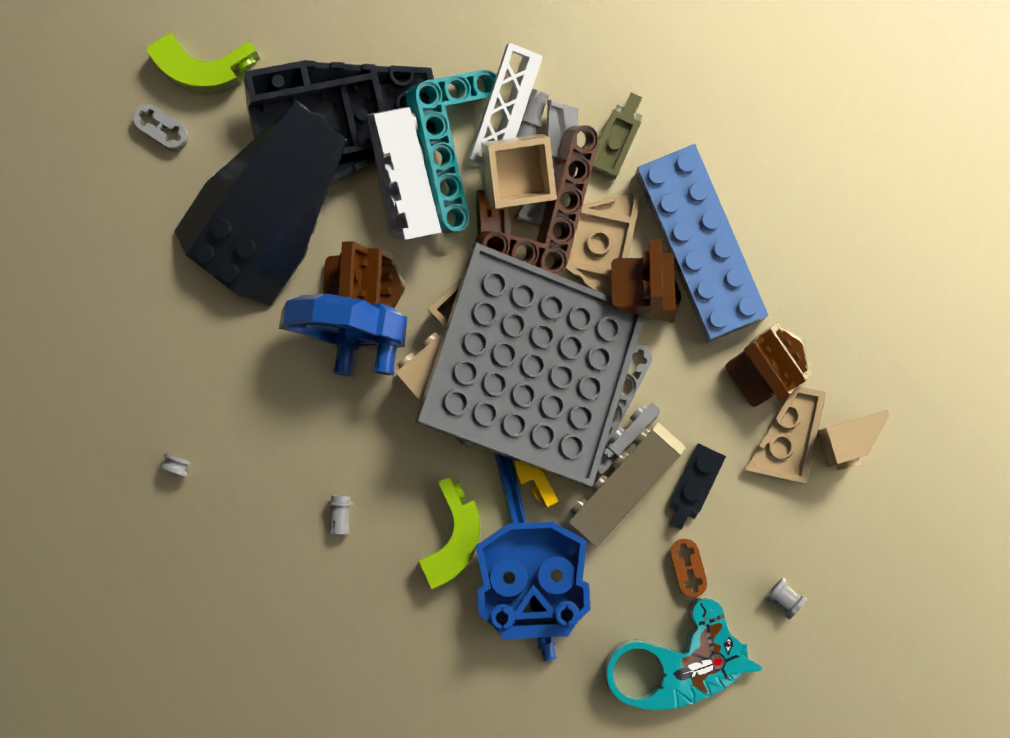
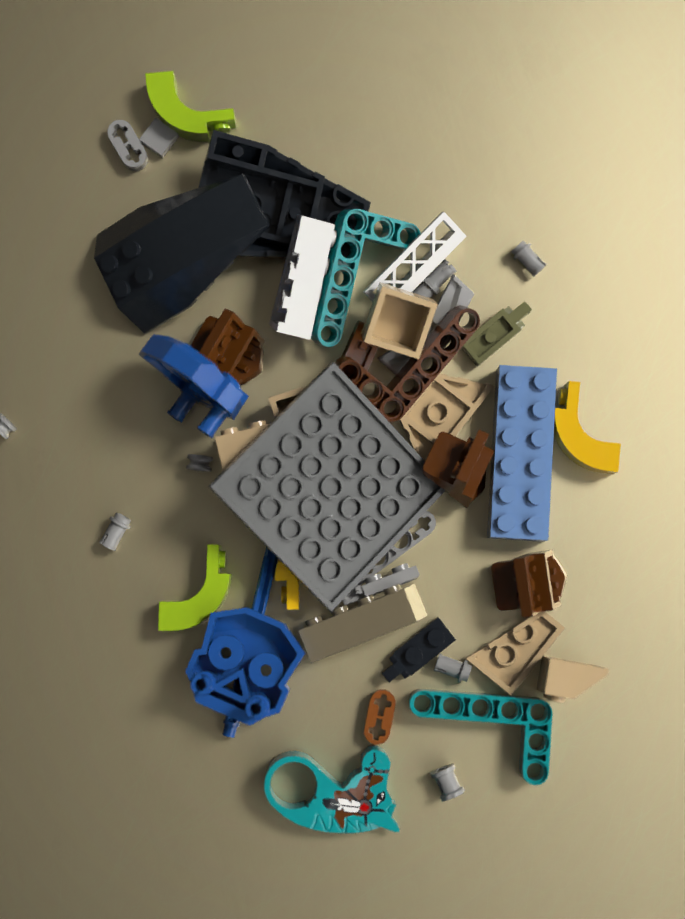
camera: 25 degrees right, 0 degrees up
(188, 104) = (159, 137): none -> light grey tile
(389, 406) = (199, 462): none -> light grey bush
(613, 48) = (528, 258): none -> light grey pin
(736, 485) = (453, 667): none -> light grey pin
(748, 207) = (575, 443): none -> yellow arch
(798, 510) = (493, 714): none -> teal beam

